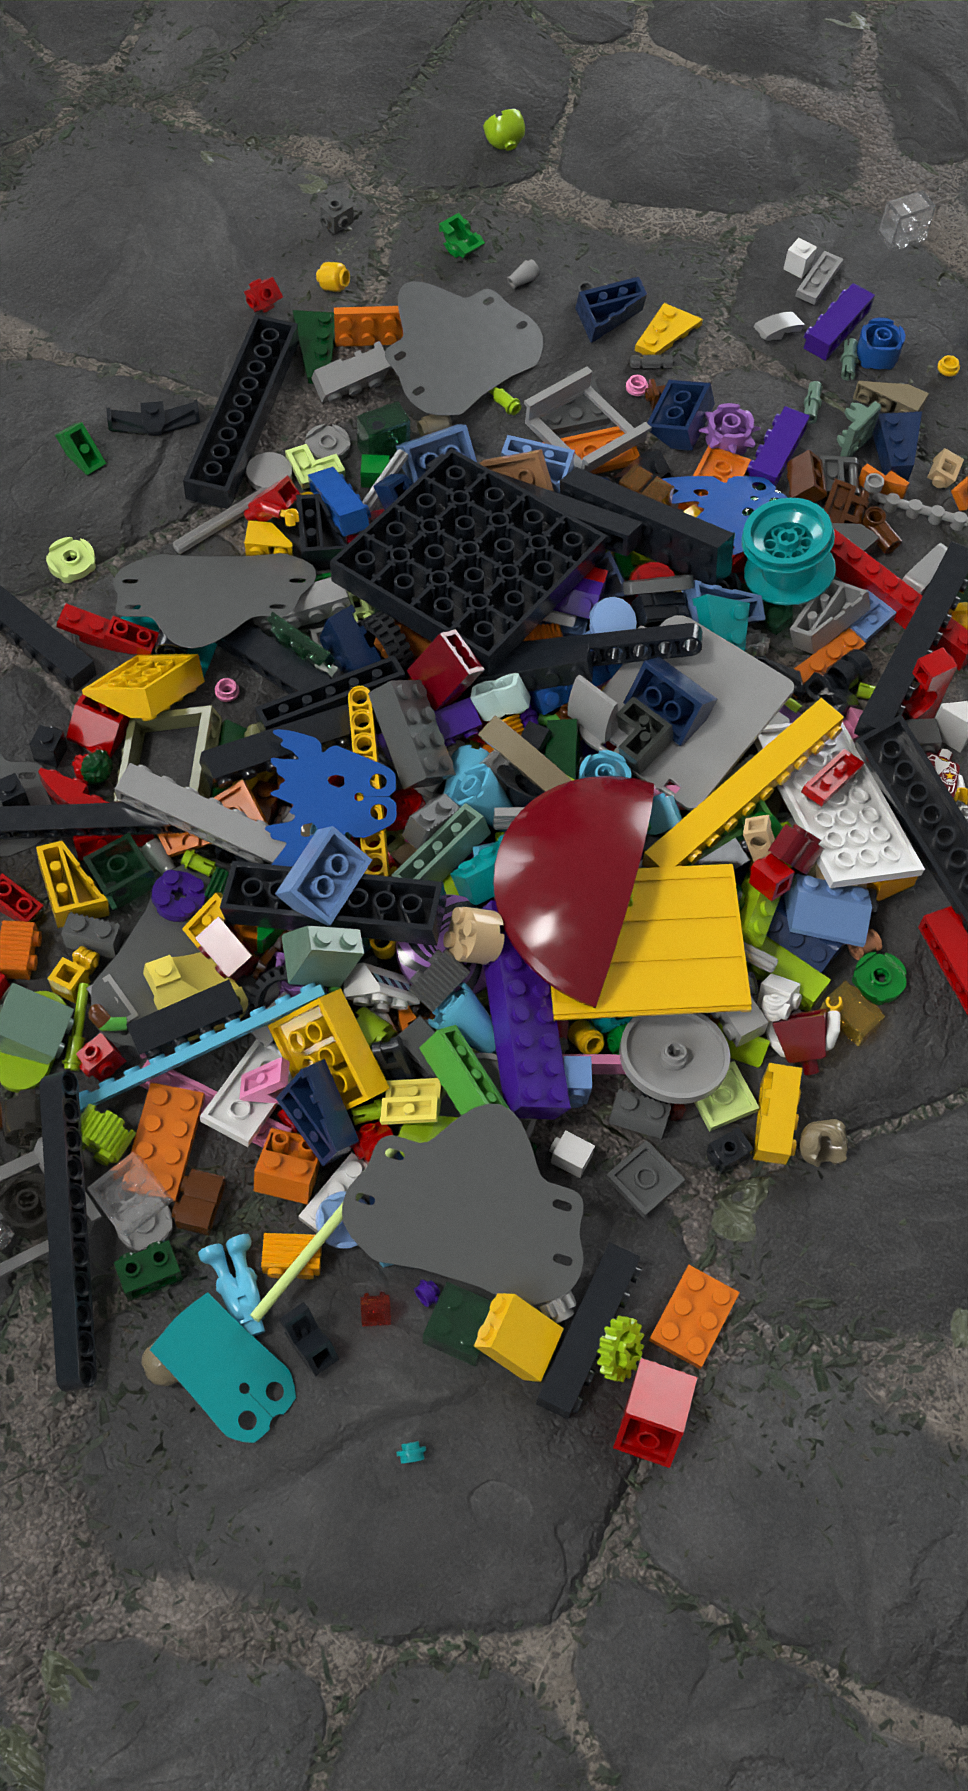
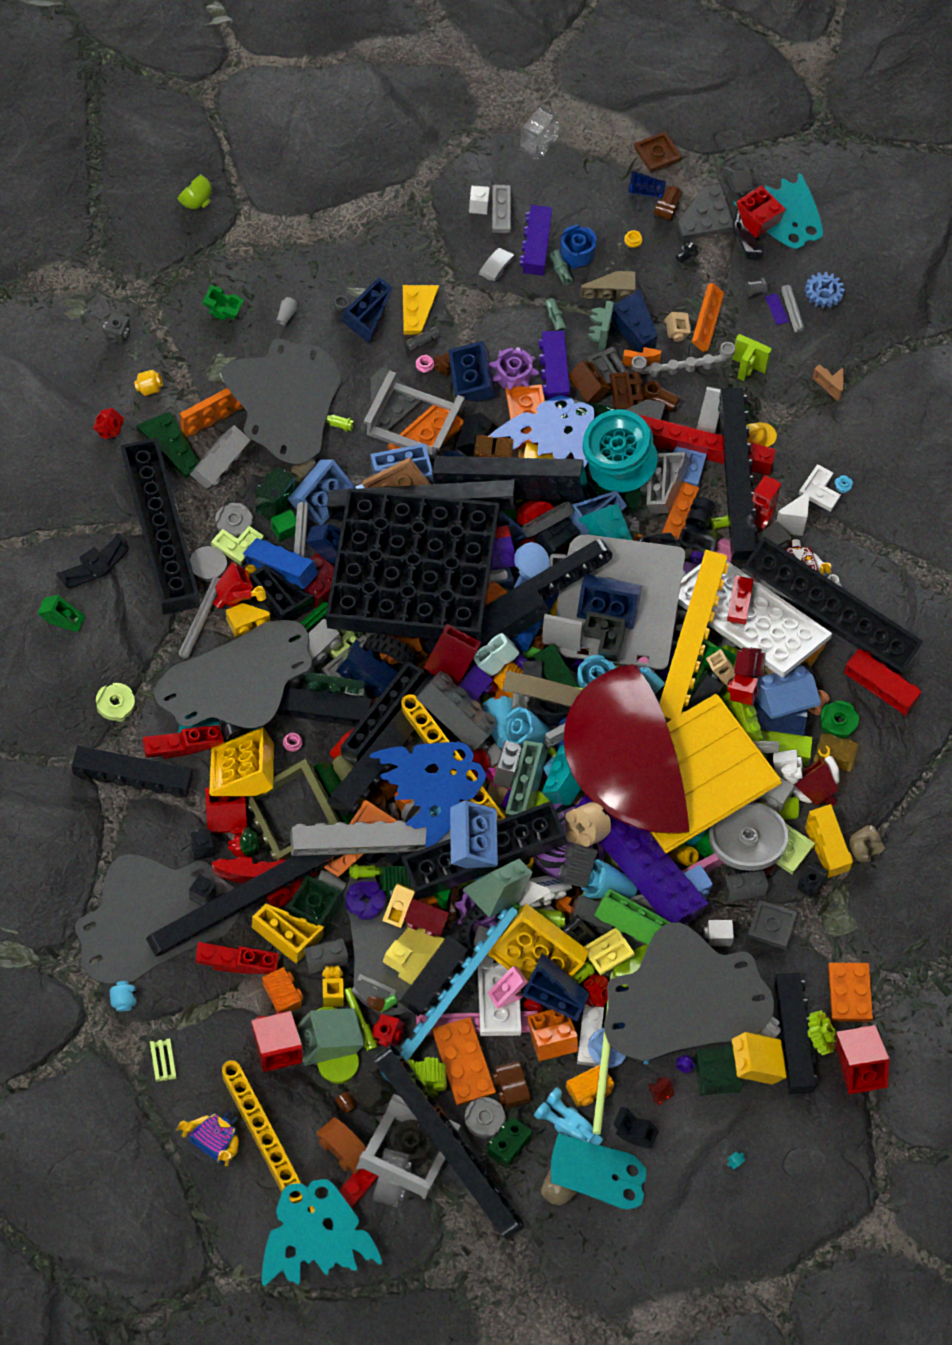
camera: 30 degrees left, 0 degrees up
(130, 1194) = (471, 1101): clear brick -> none

